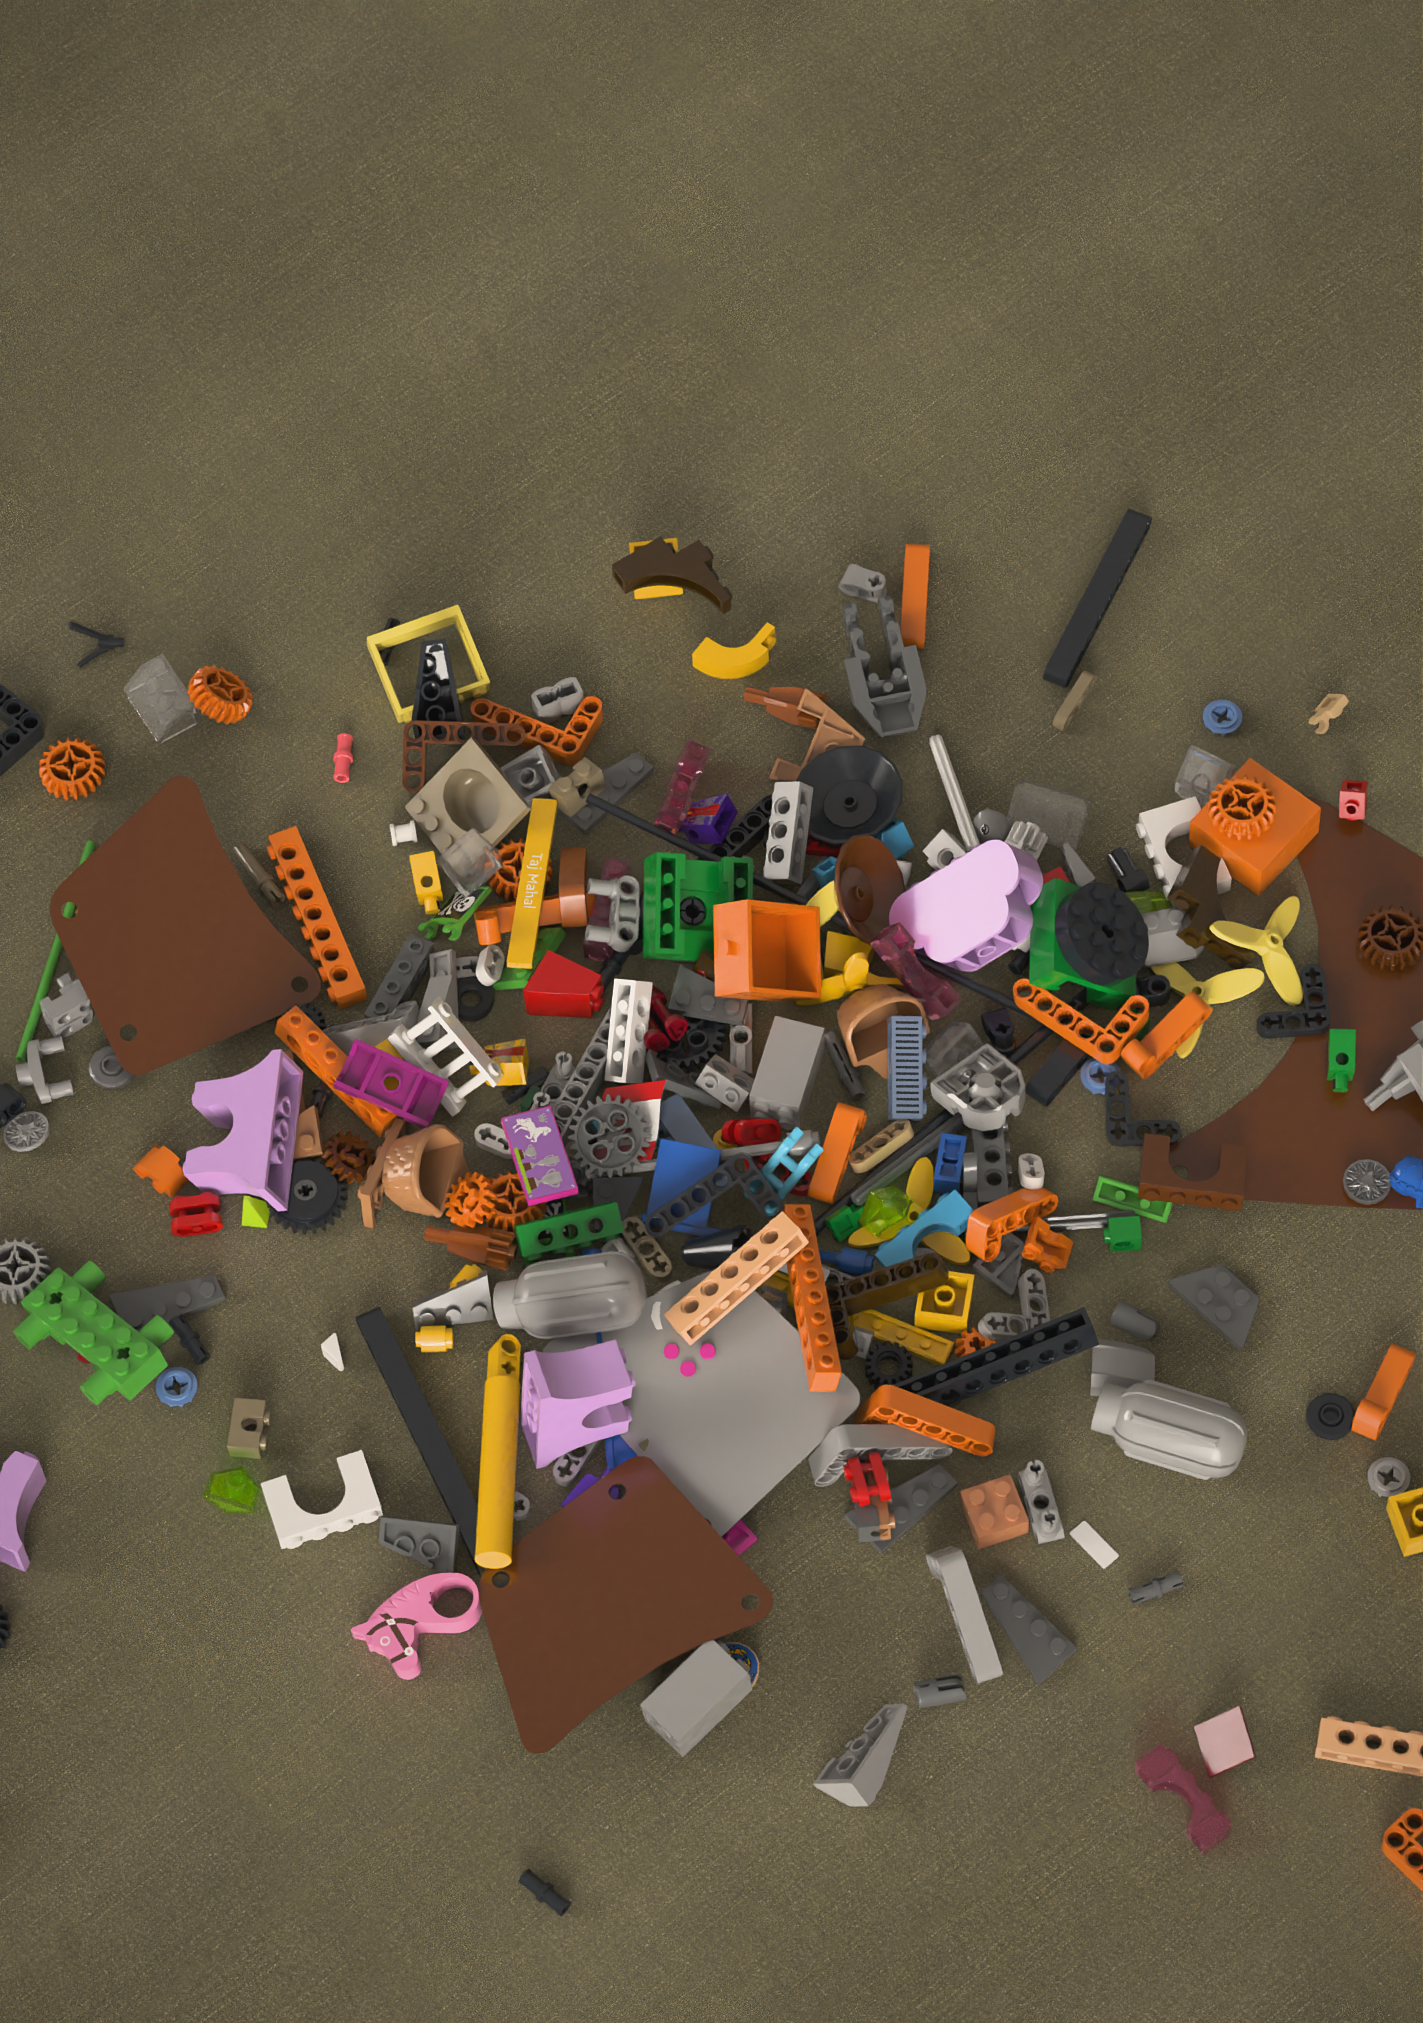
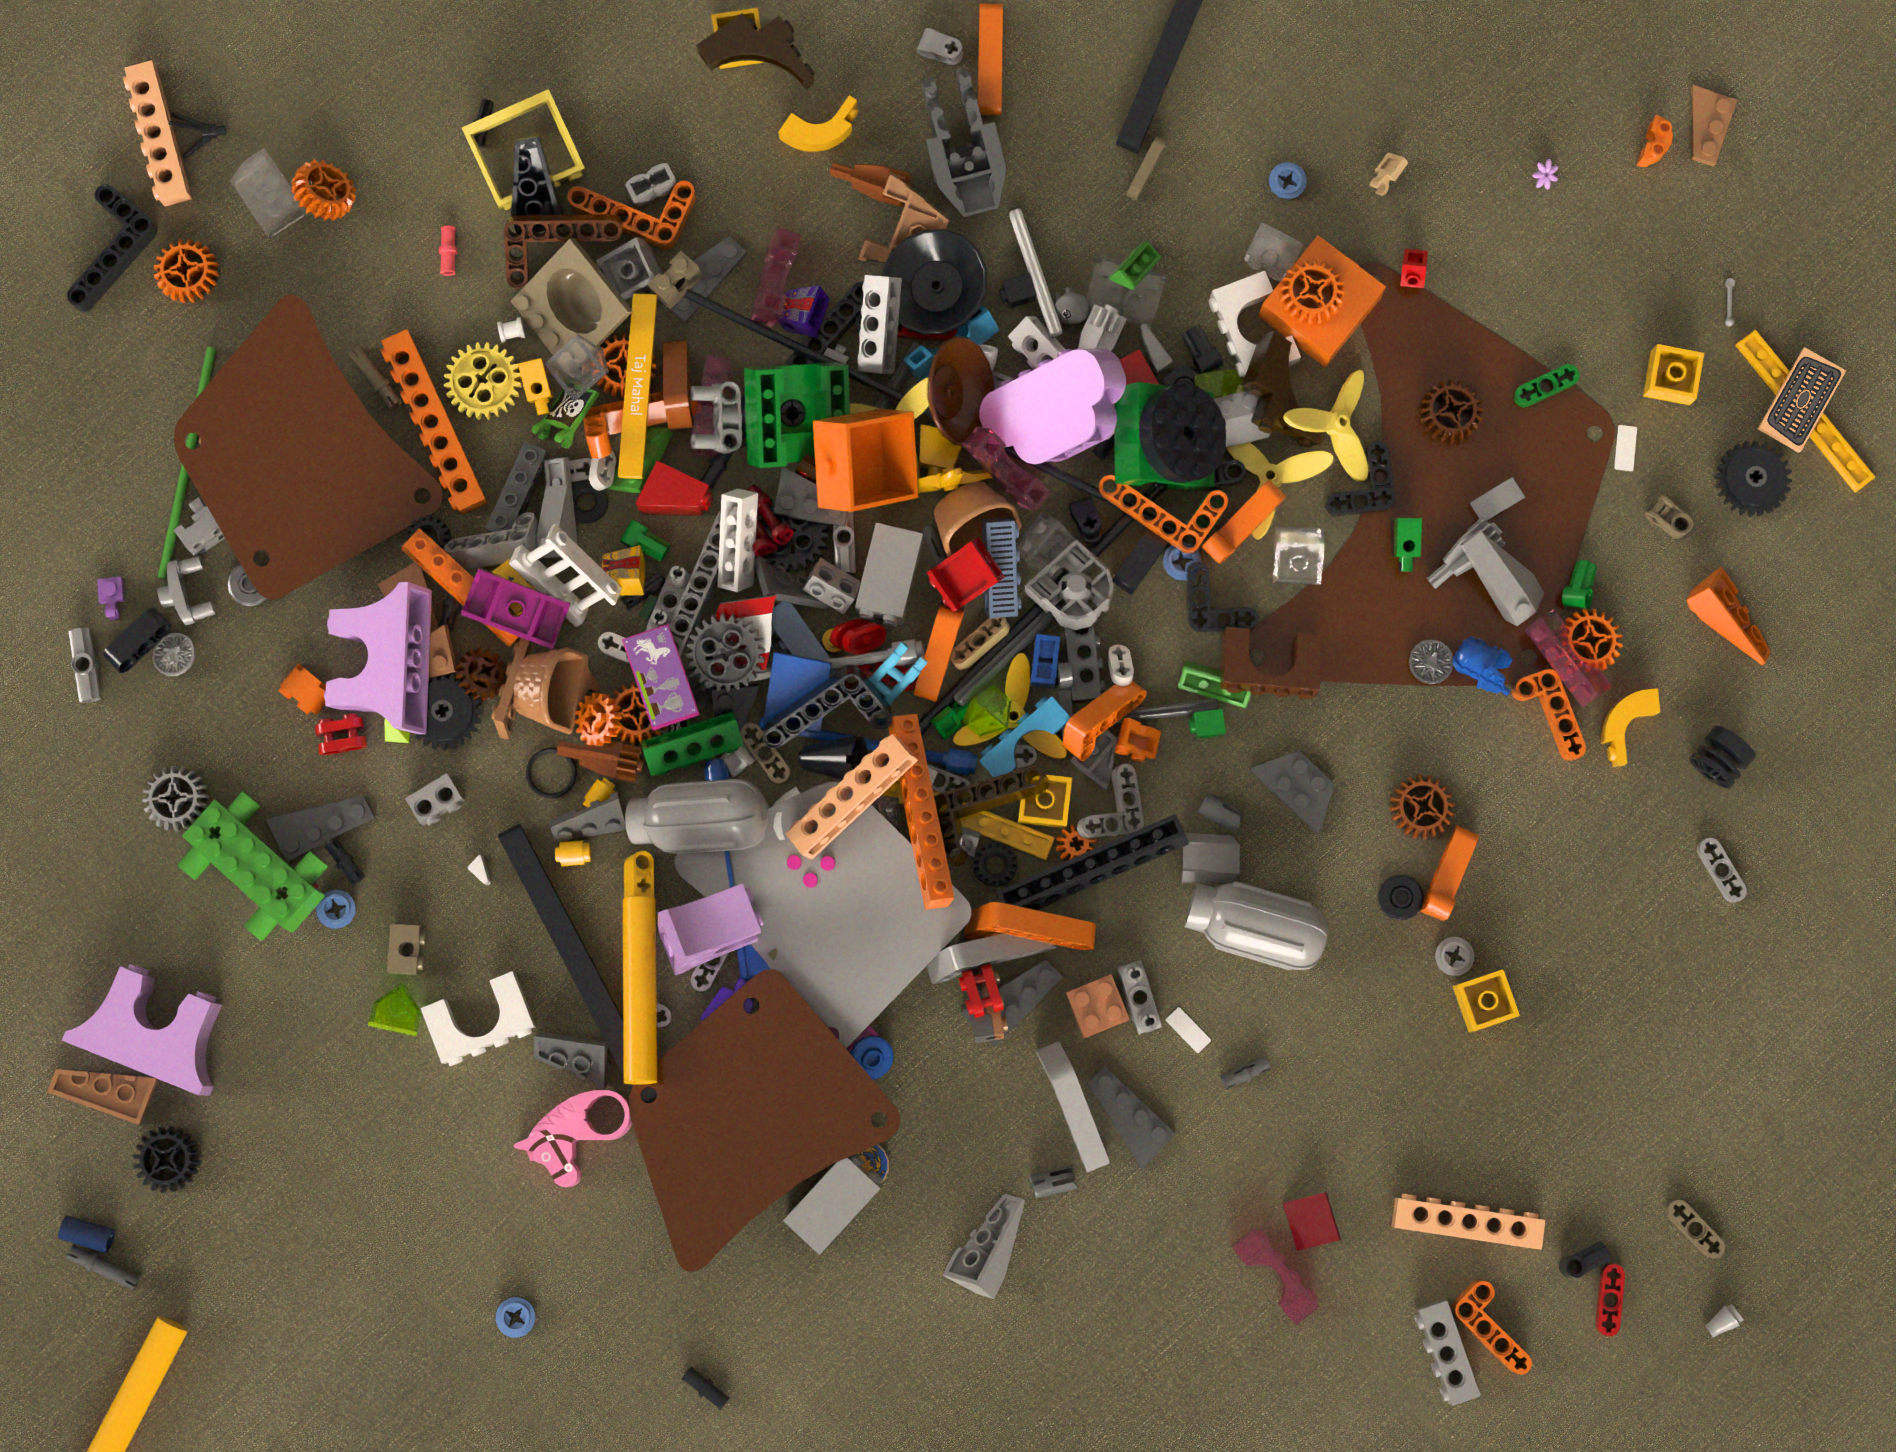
camera: 10 degrees left, 20 degrees up
(67, 694) = (136, 78): none -> light nougat brick
(287, 1275) = (432, 794): none -> light grey brick
(338, 1798) = (504, 1319): none -> medium blue gear
(370, 880) = (500, 392): none -> light yellow gear
(416, 1283) = (544, 794): none -> black tyre
(536, 1040) = (651, 545): none -> green piece
(750, 1549) = (873, 1055): none -> blue wheel
(868, 1070) = (965, 575): none -> red panel
(935, 811) = (1018, 291): none -> black brick
(1059, 786) = (1136, 266): none -> bright green slope
(1225, 1072) = (1298, 555): none -> clear slope
(1367, 1845) = (1466, 1386): none -> light grey brick
(1370, 1337) = (1412, 802): none -> dark orange gear

